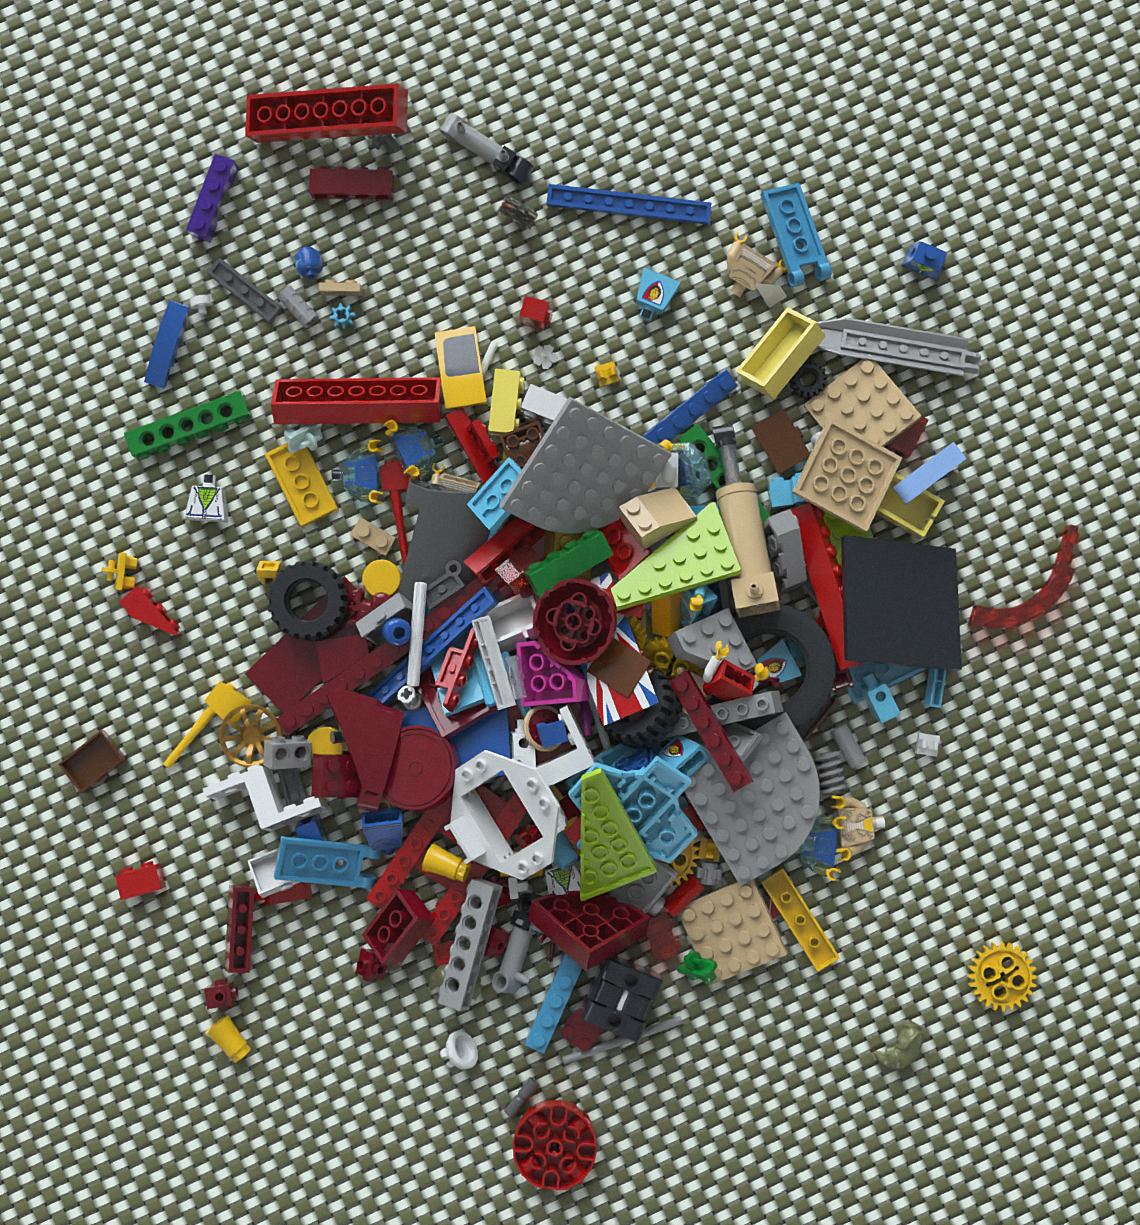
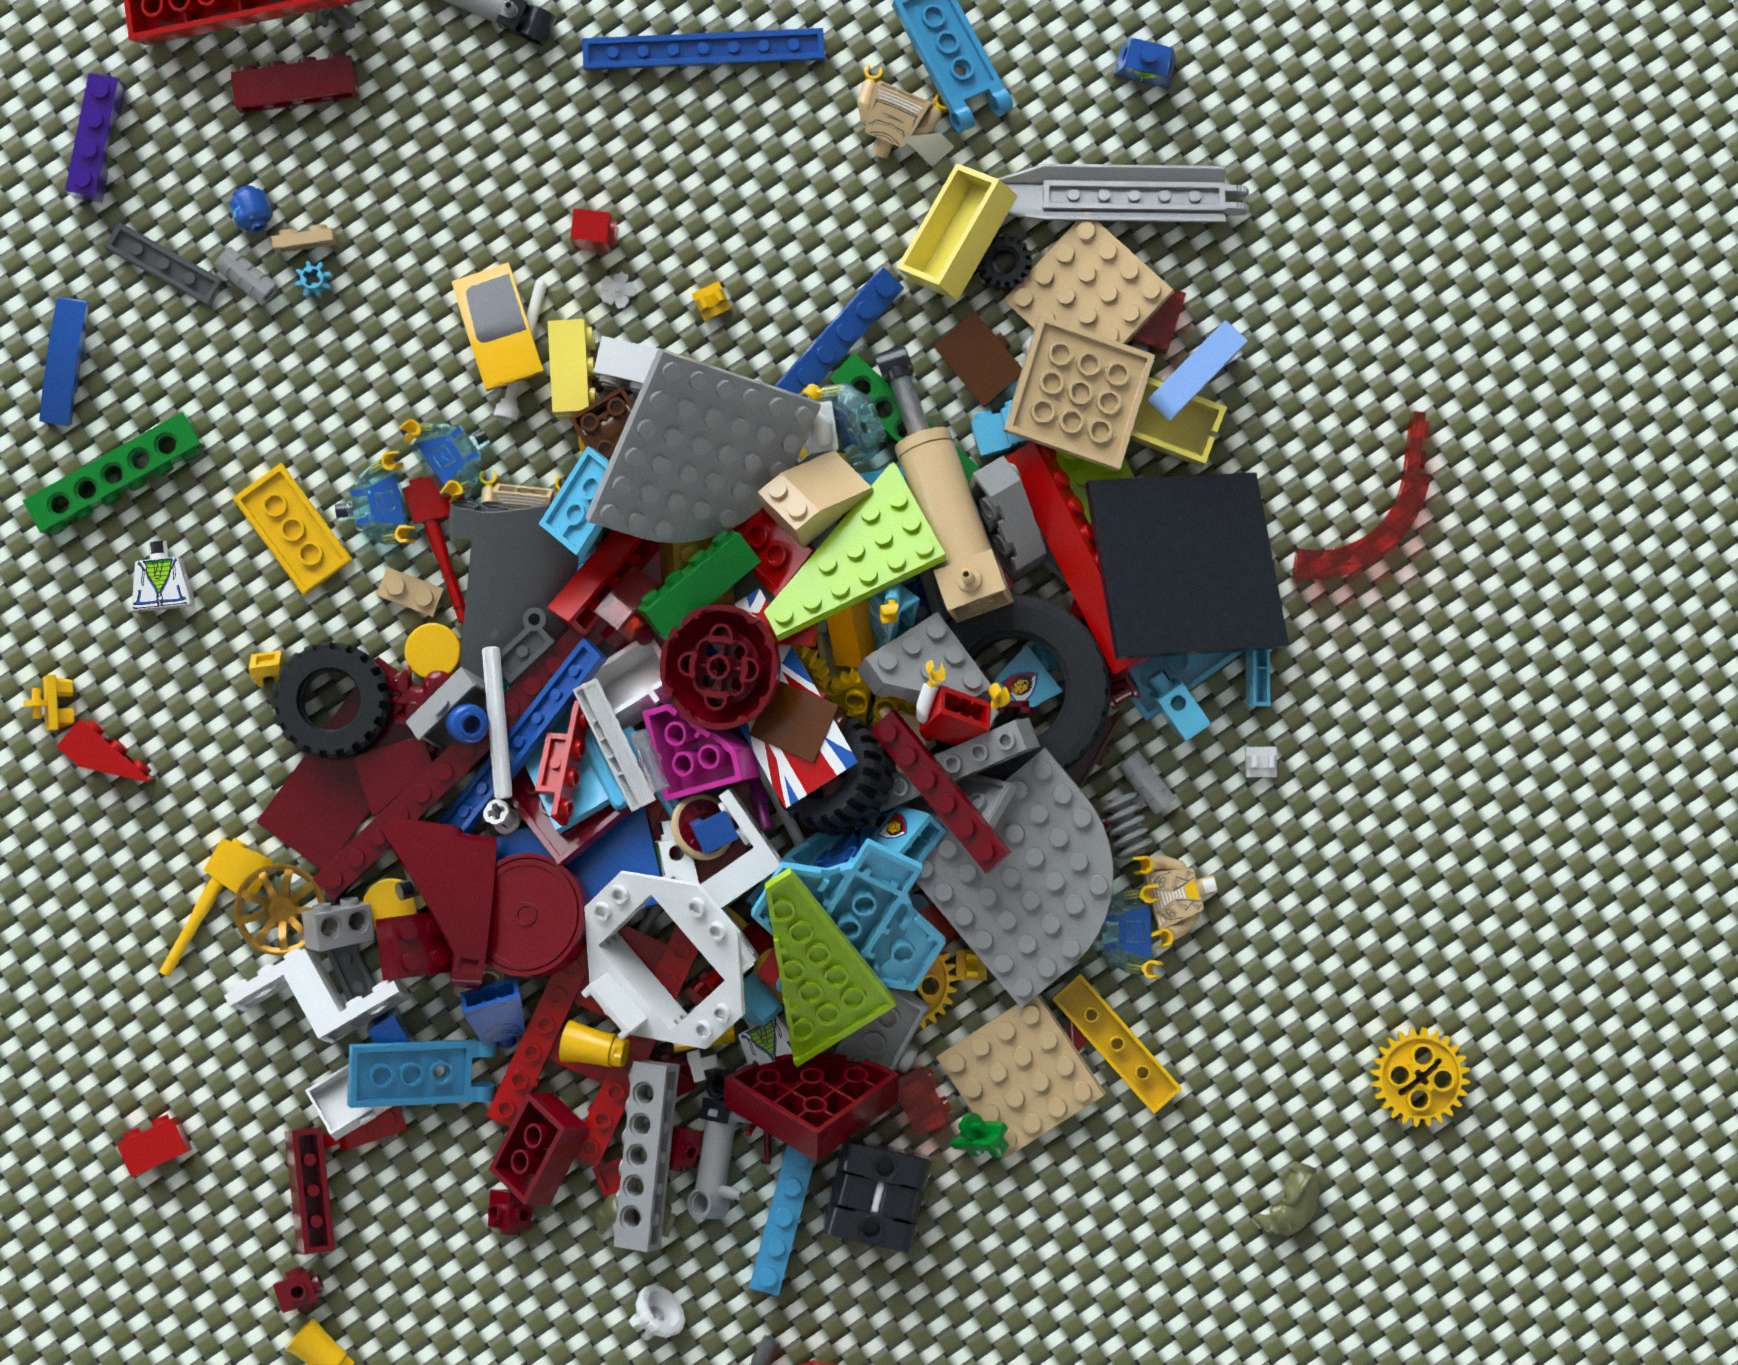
camera: 20 degrees left, 0 degrees up
(92, 761) = (56, 985): reddish brown container -> none
(200, 302) = (103, 293): white tile -> none
(304, 437) = (289, 463): light aqua hips -> none
(357, 400) = (355, 399): red brick -> none
(475, 443) = (536, 433): red bracket -> none
(517, 212) = (543, 88): clear smoke head -> none
(580, 1032) = (828, 1256): dark red piece -> none
(621, 1040) = (889, 1260): light grey piece -> none
(655, 293) = (762, 173): medium azure torso -> none
(683, 895) = (942, 1037): red plate -> none
(709, 873) = (975, 998): light grey gear -> none

